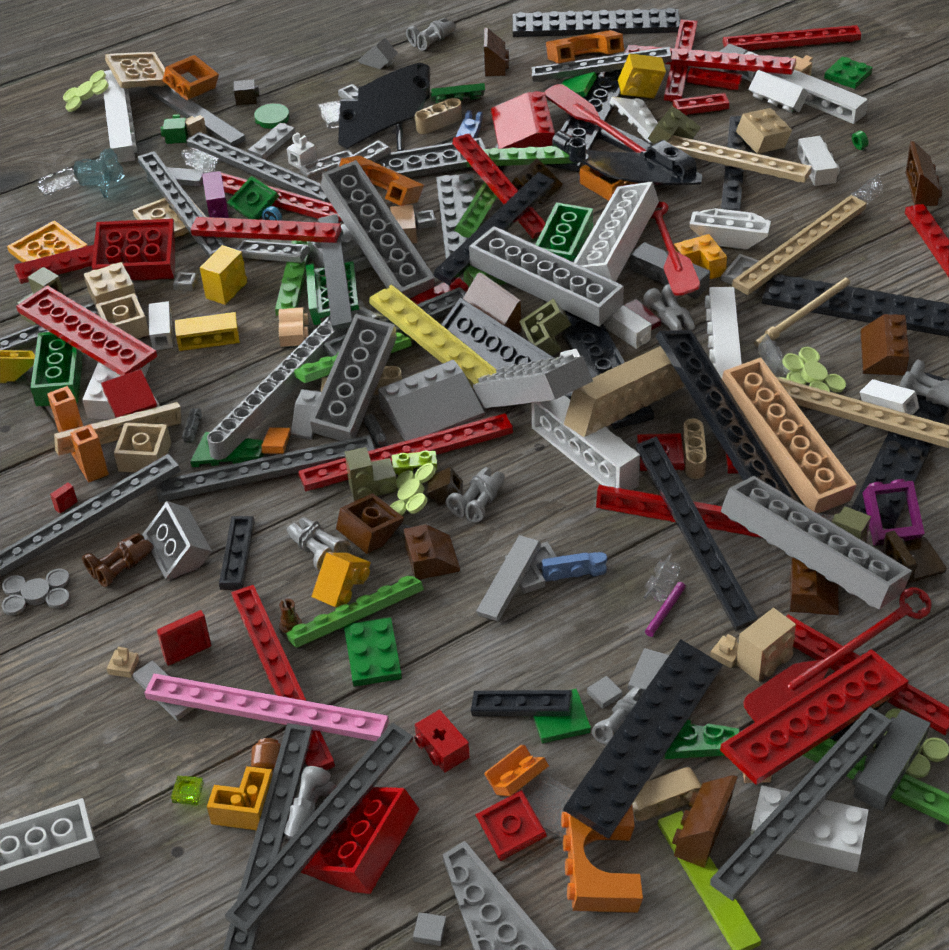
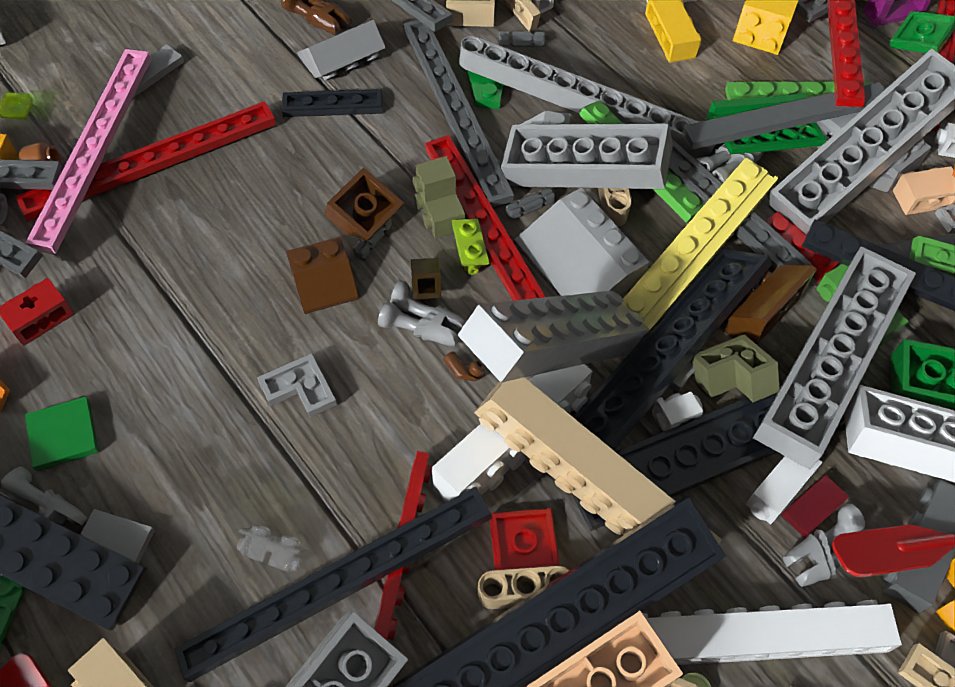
camera: 80 degrees right, 15 degrees up
(123, 663) = (184, 36): tan tile -> none
(184, 637) = (193, 67): red tile -> none
(272, 213) = (900, 56): dark azure tile -> none
(273, 251) = (824, 72): light grey tile -> none
(276, 440) = (498, 109): orange tile -> none
(289, 616) = (225, 157): reddish brown pin -> none
(292, 326) = (694, 98): light nougat brick -> none
(308, 538) = (346, 157): light grey piece -> none
(338, 576) = (278, 186): light orange brick -> none
(350, 613) = (236, 215): bright green plate -> none
(372, 652) = (180, 238): green plate -> none
(412, 489) = (397, 242): yellowish green piece -> none
(508, 578) = (271, 359): light grey tile -> none
(522, 703) = (75, 390): black tile -> none
(525, 475) = (462, 371): none -> reddish brown arm
(574, 566) = (294, 436): medium blue hinge -> none
(604, 692) = (90, 483): light grey tile -> none
(665, 609) = (224, 555): magenta bar -> none
(726, 651) = (141, 638): tan tile -> none

